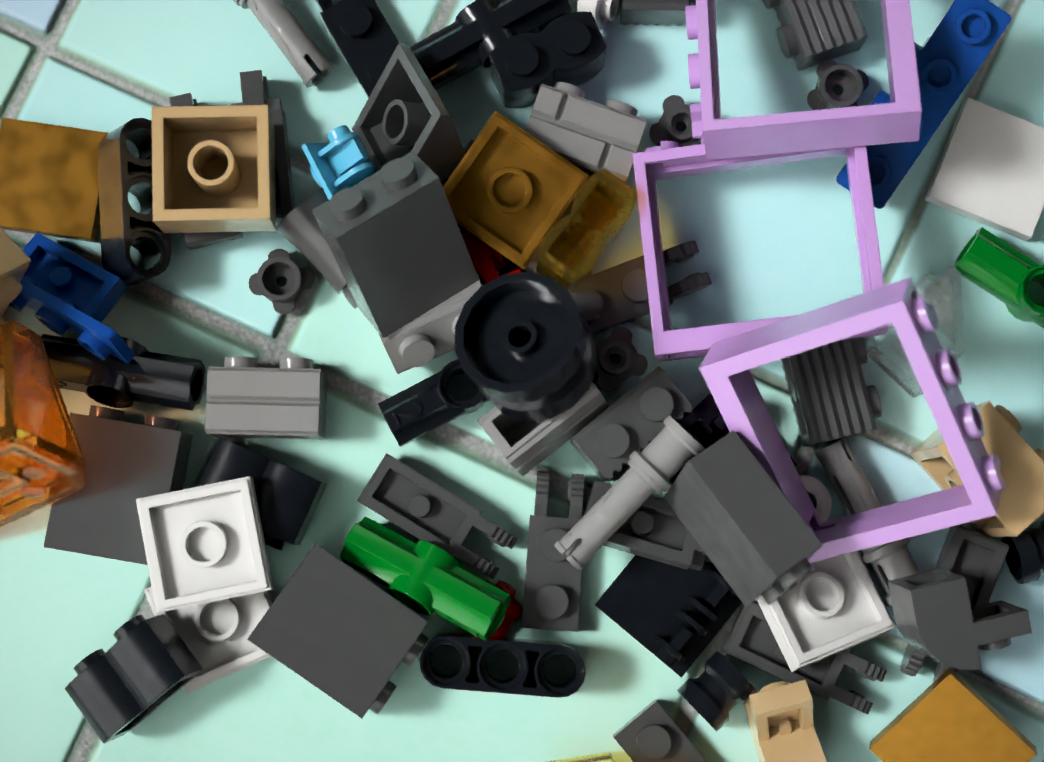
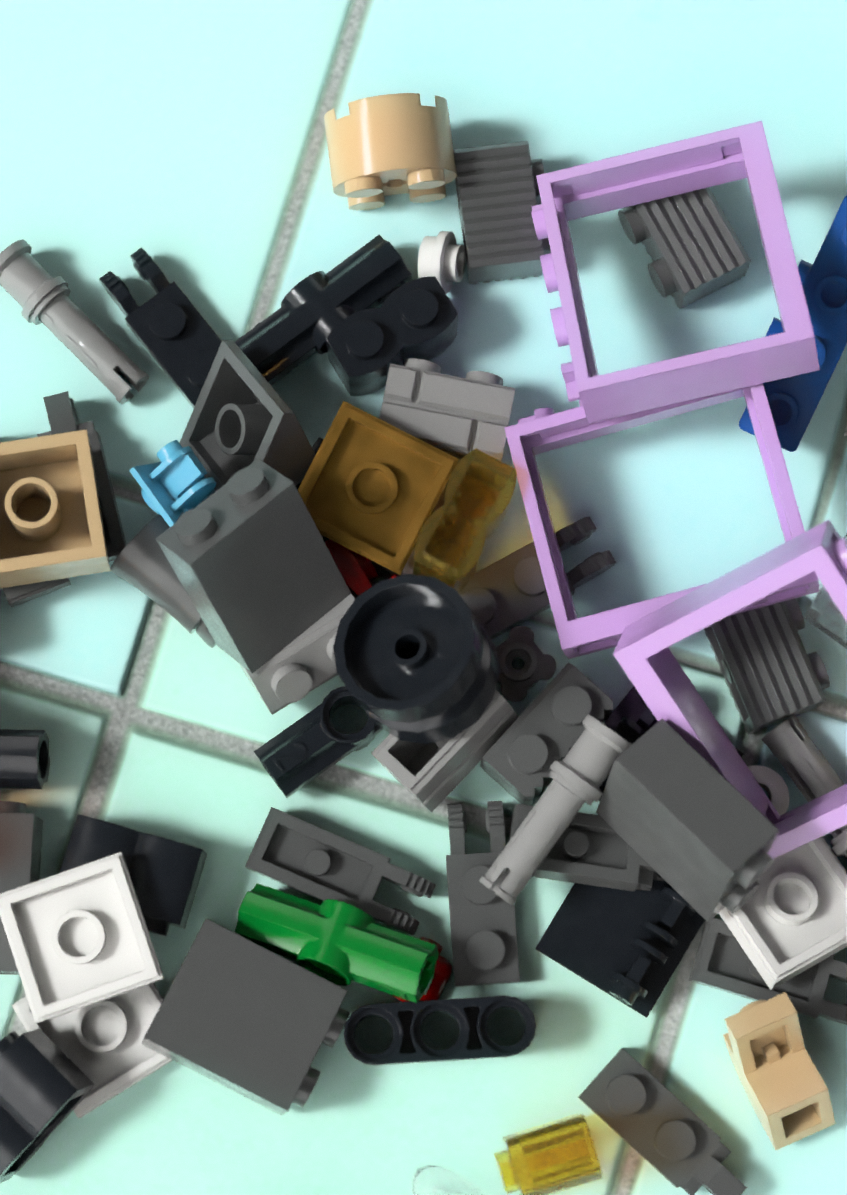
camera: 10 degrees left, 5 degrees down
(266, 401) = (124, 766): light grey brick -> none
(280, 265) = (119, 610): dark grey plate -> none
(665, 130) = (545, 375): dark grey plate -> none
(717, 690) = (688, 1025): black wheel -> none
(832, 74) = (718, 308): dark grey plate -> none

